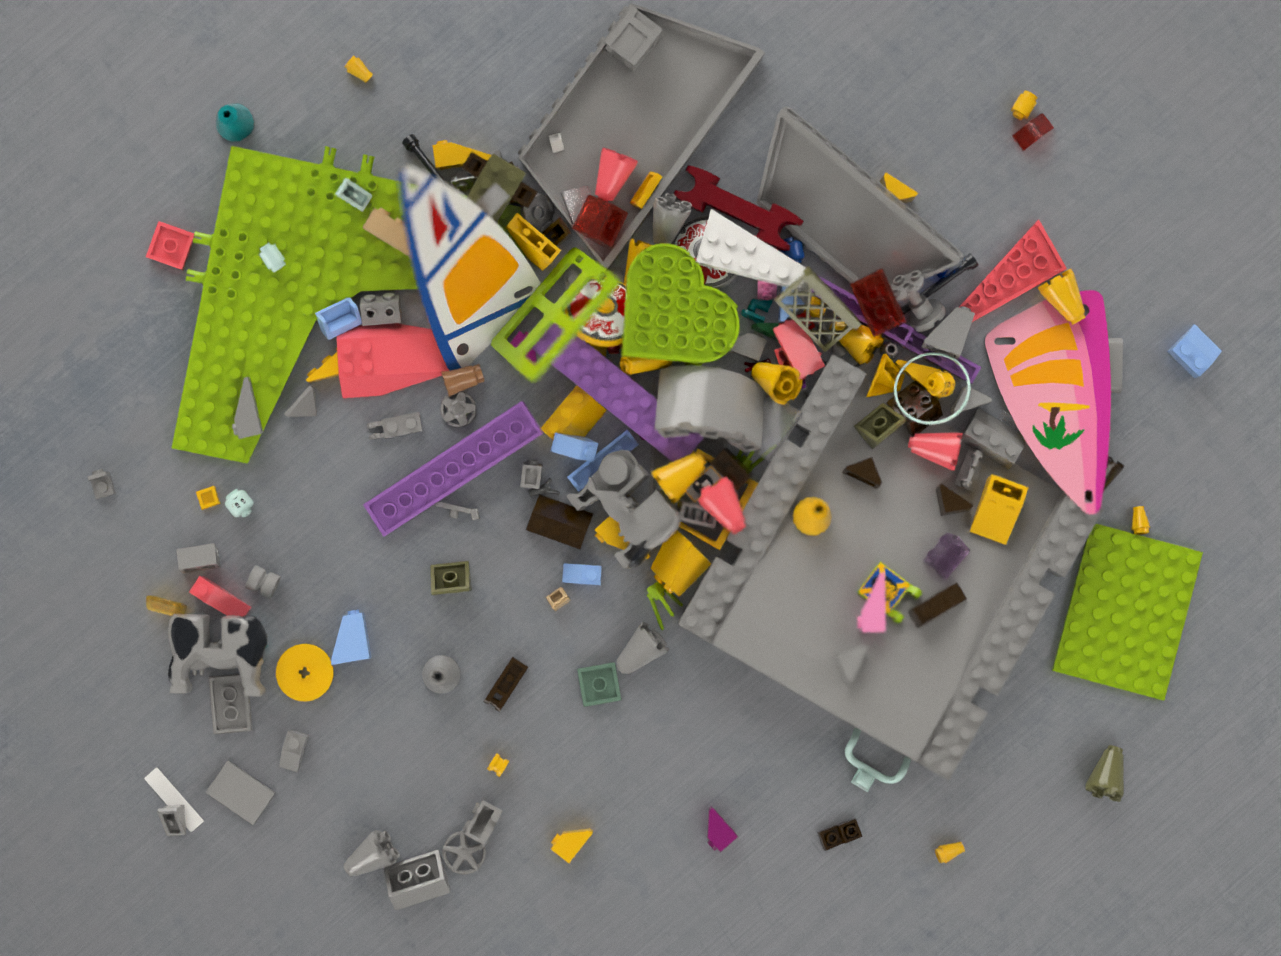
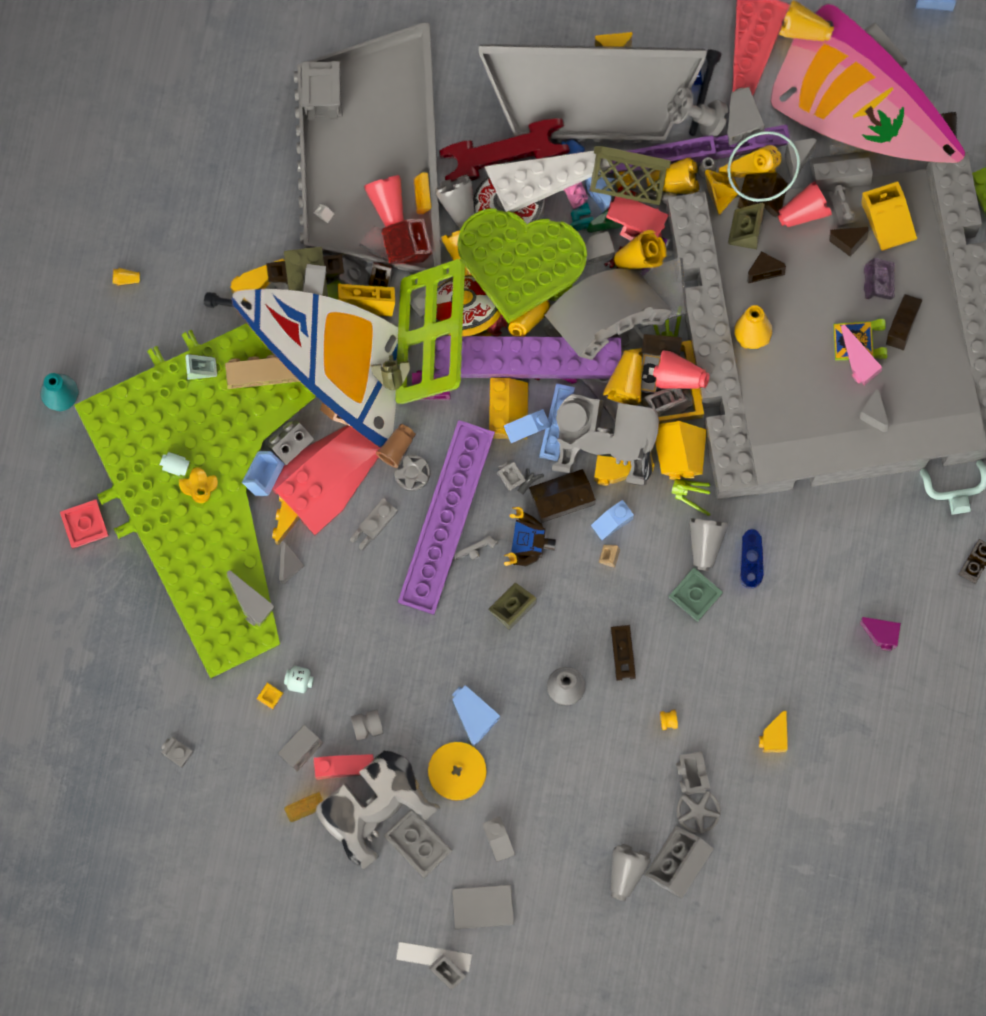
camera: 35 degrees left, 10 degrees down
(281, 286) = (198, 482): none -> yellow plate
(502, 319) = (391, 373): none -> olive brick
(503, 537) = (528, 540): none -> torso
(676, 679) = (751, 544): none -> clear blue piece
(878, 303) = (670, 133): clear red slope -> none

